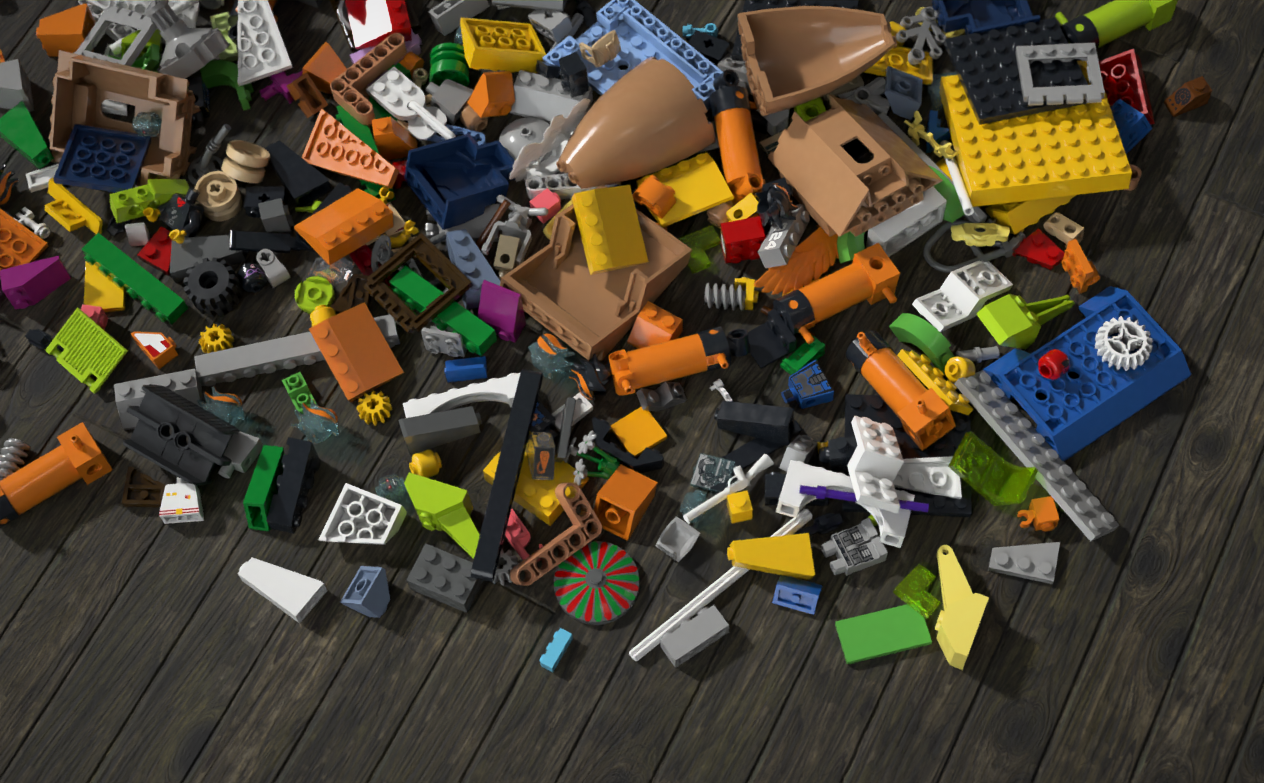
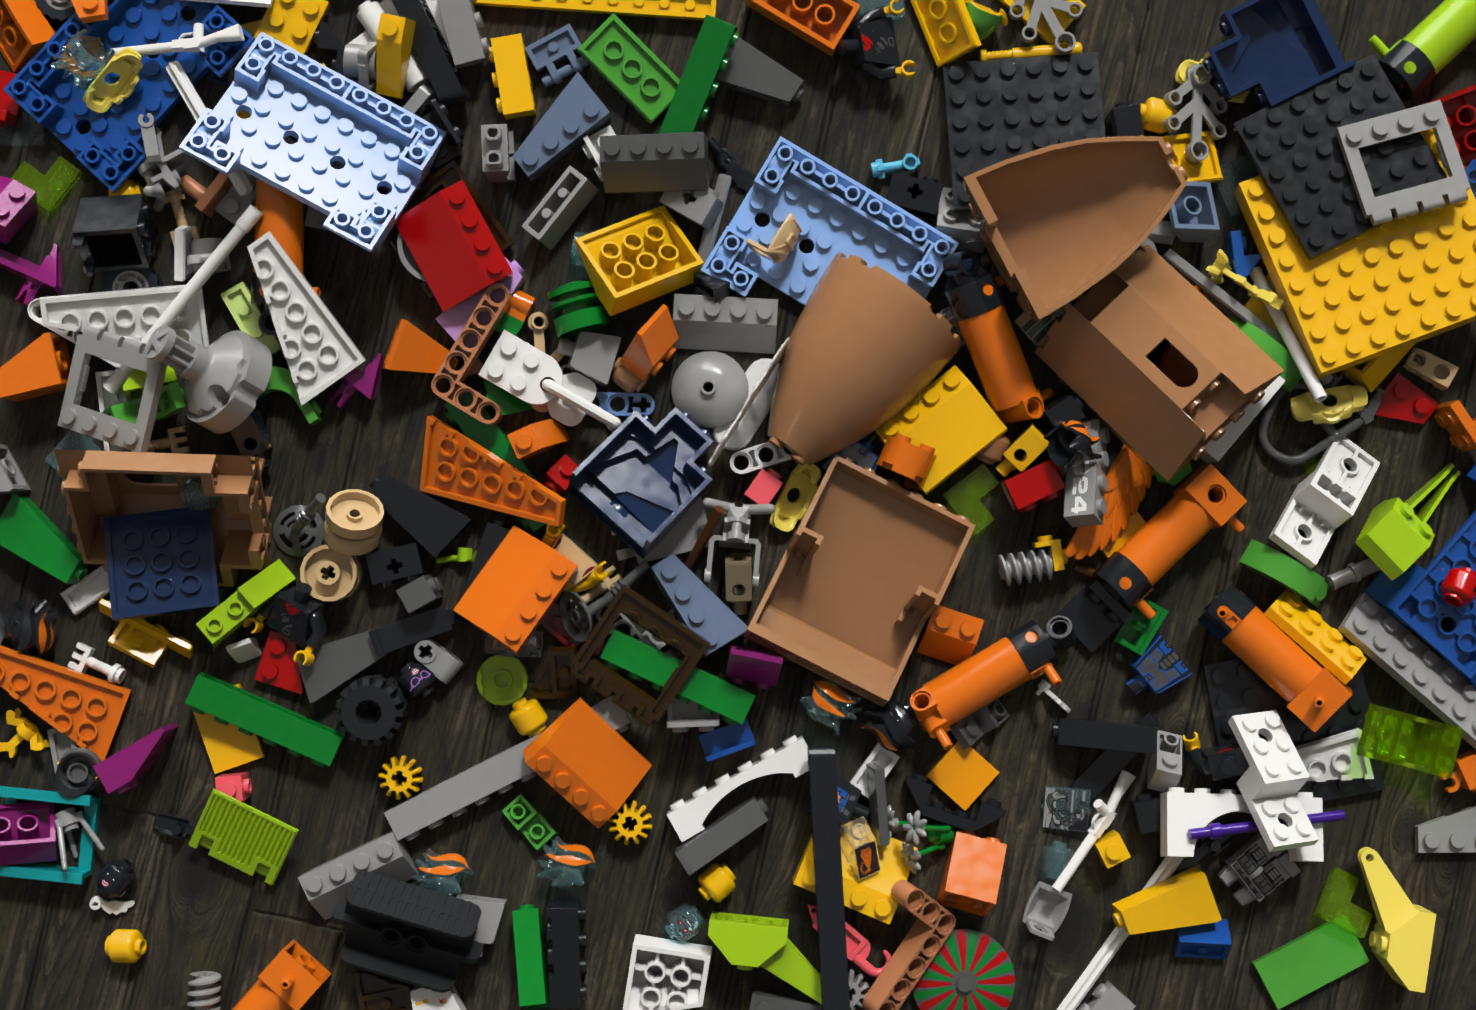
camera: 15 degrees left, 25 degrees up
(156, 347) = (327, 805): slope -> none
(310, 97) = (399, 397): dark orange piece -> none
(573, 75) = (757, 304): black brick -> none
(609, 228) = (865, 526): yellow slope -> none
(959, 367) = (1338, 604): yellow head -> none

